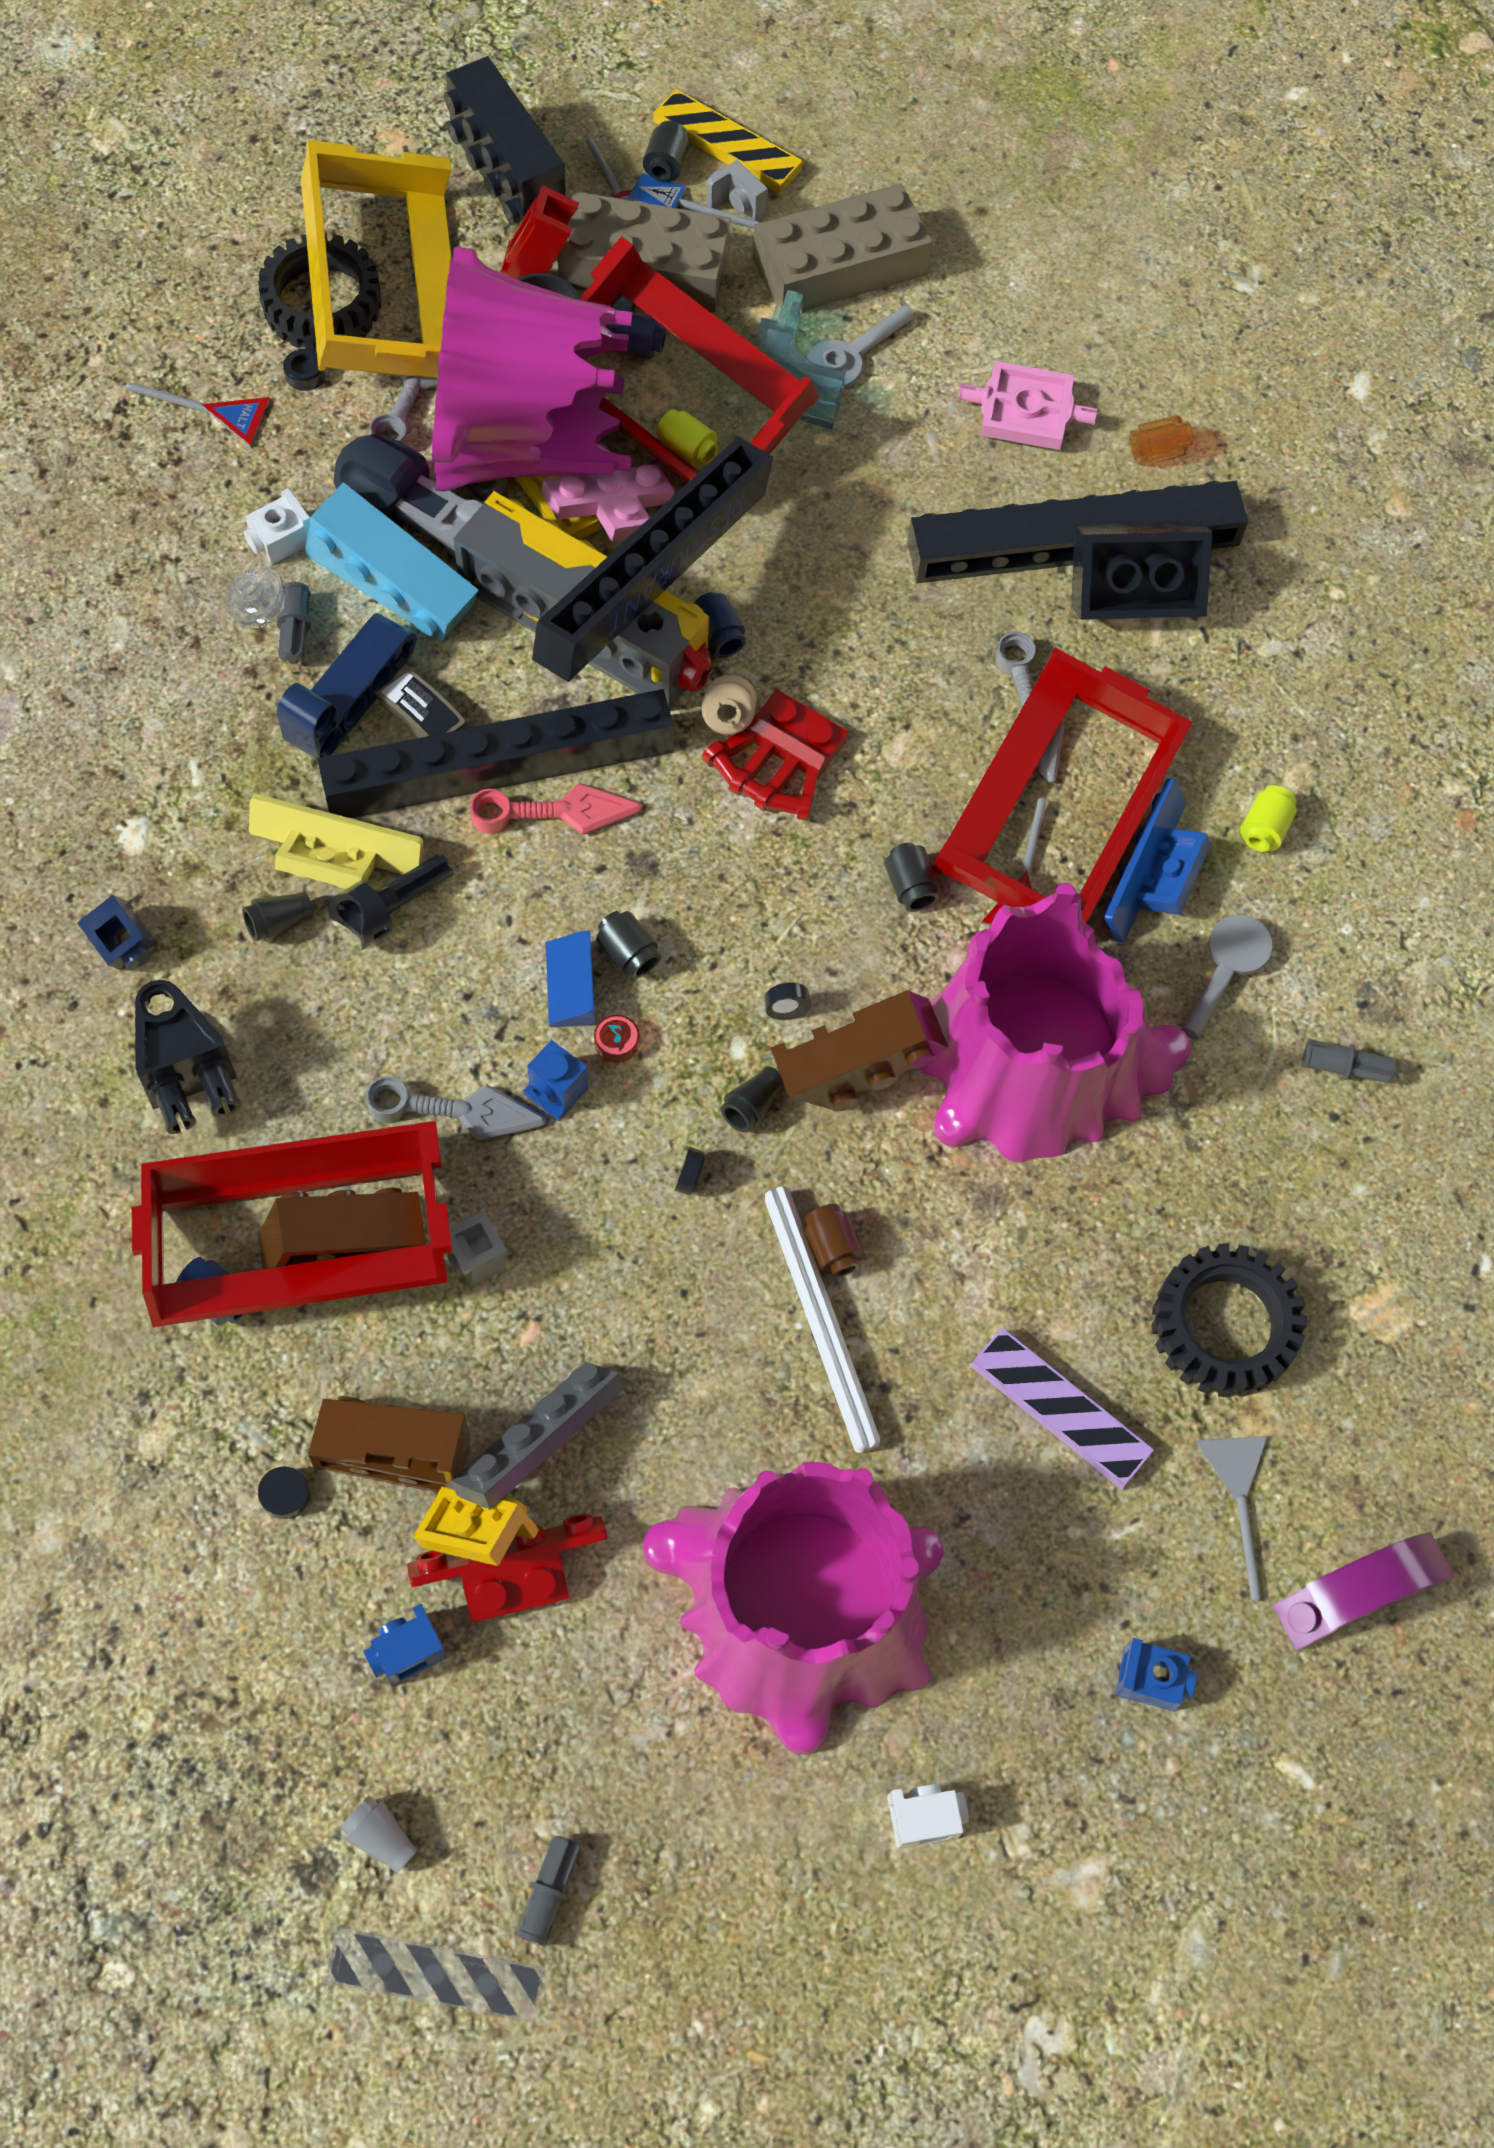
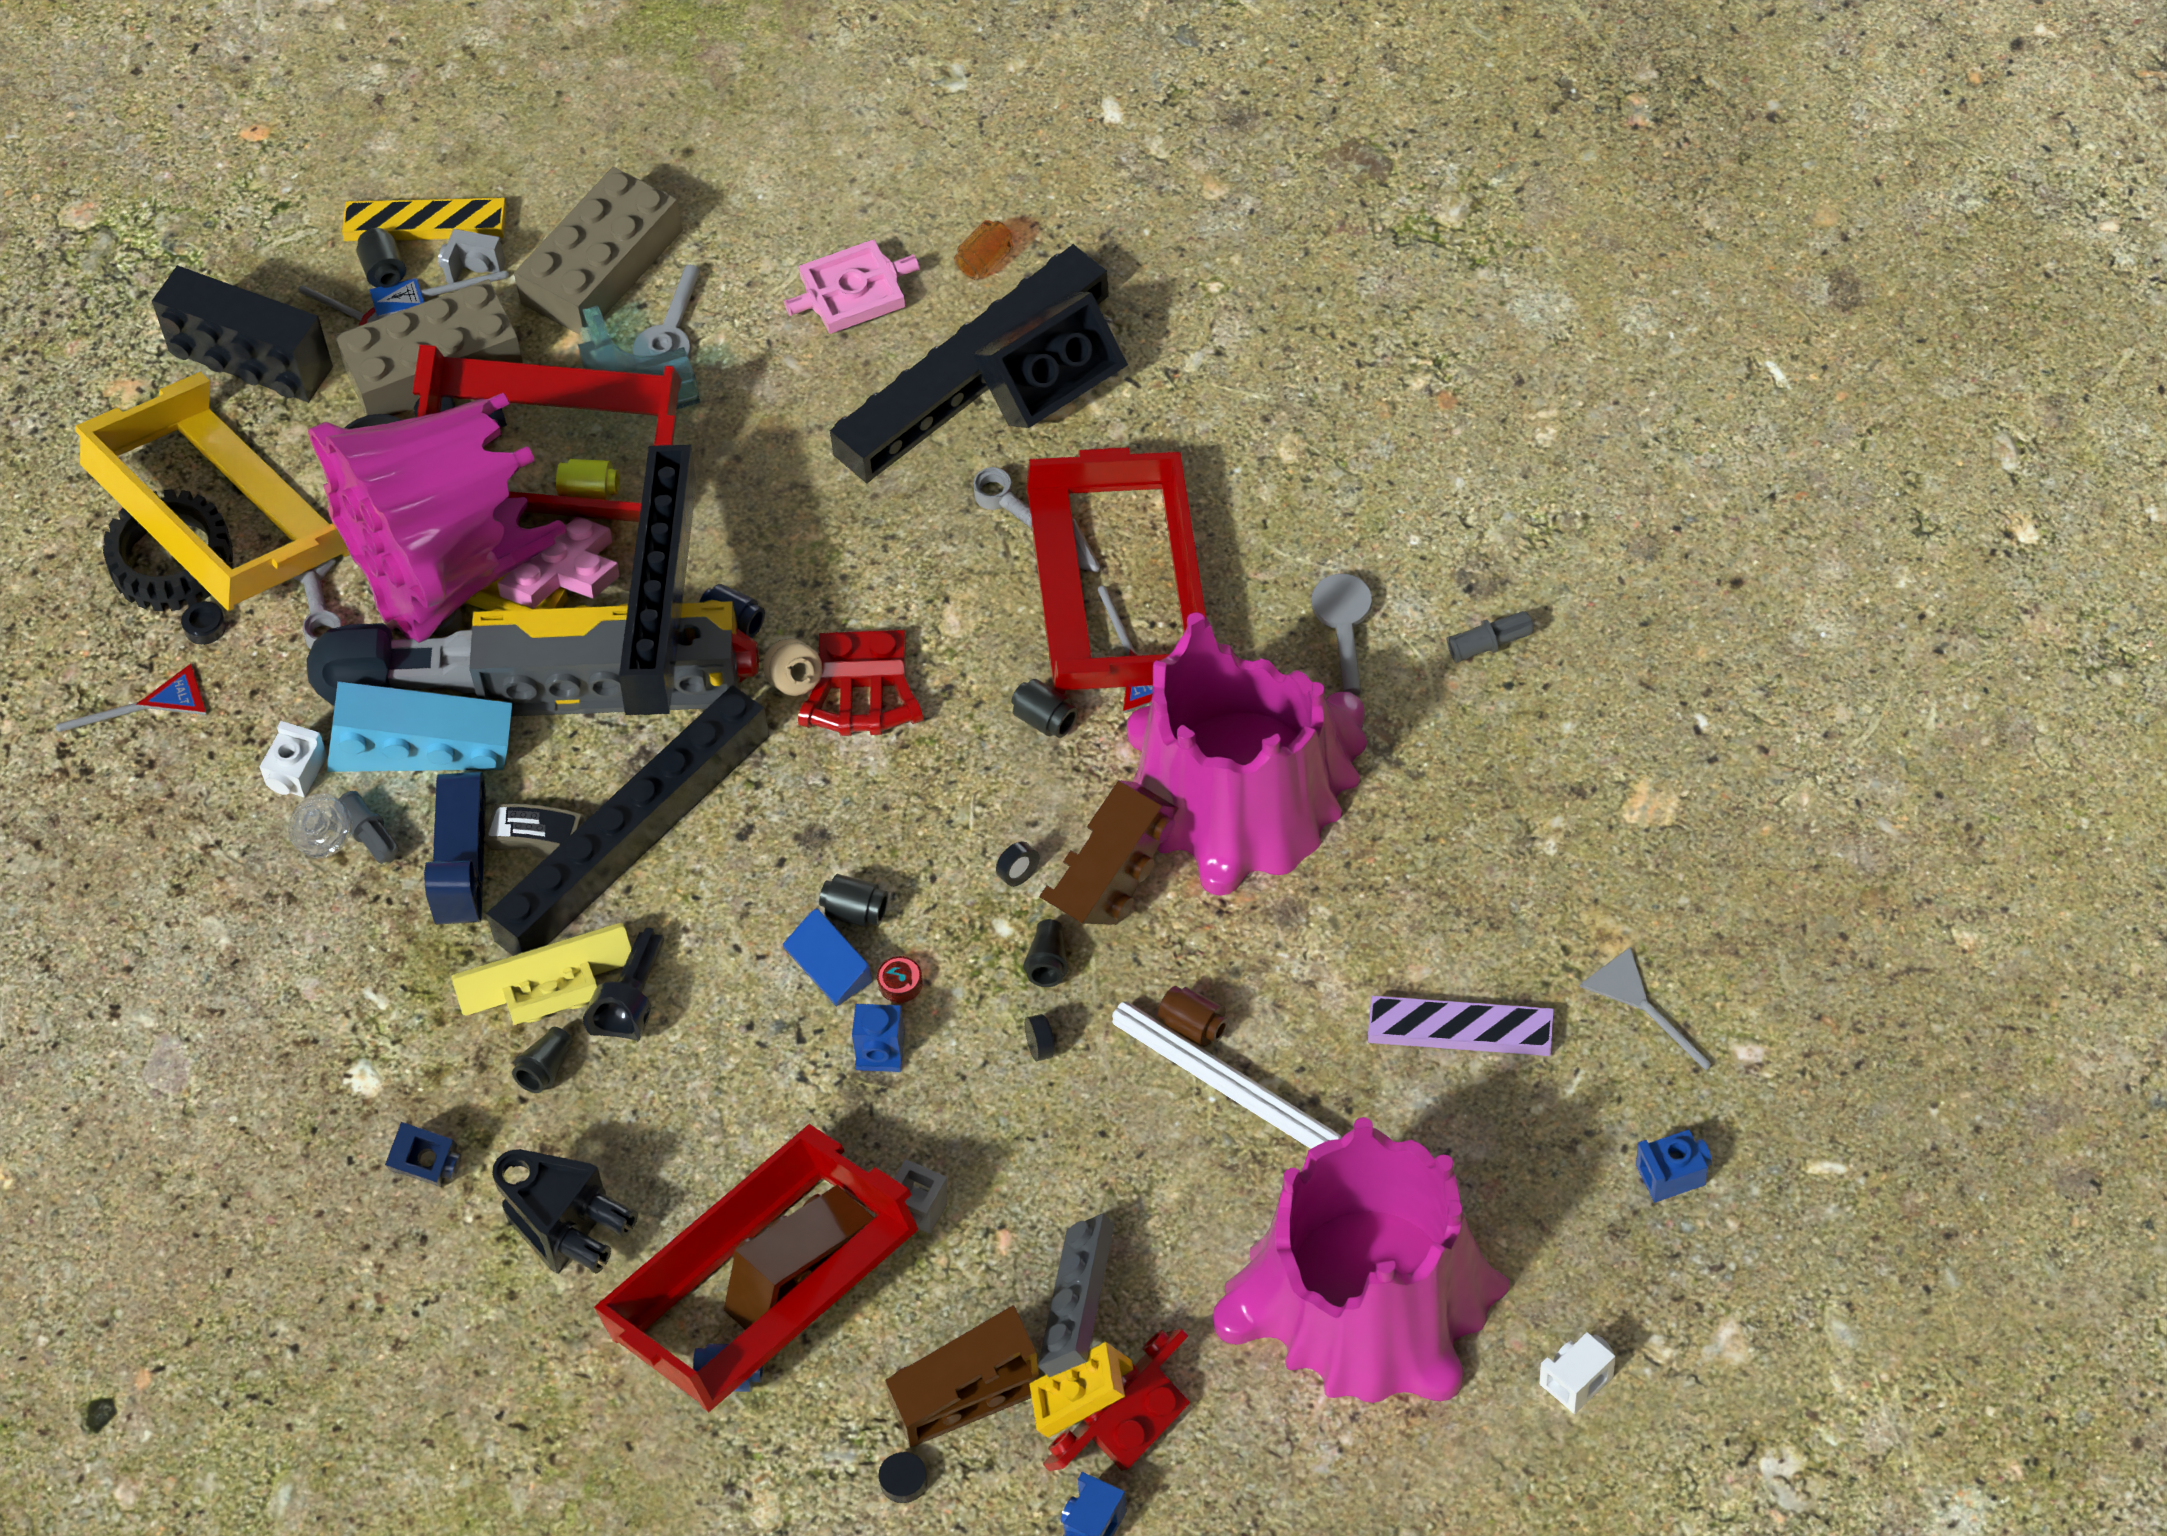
camera: 25 degrees left, 10 degrees down
(483, 1113) = (835, 1102): light grey piece -> none
(540, 234) = (337, 385): red window -> none
(582, 808) = (728, 823): coral piece -> none
(1160, 866) = (1236, 579): blue bracket -> none
(1256, 1276) = (1539, 924): black tyre -> none
(1269, 818) = (1293, 491): neon yellow brick -> none
(1363, 1589) = (1783, 989): magenta arch -> none

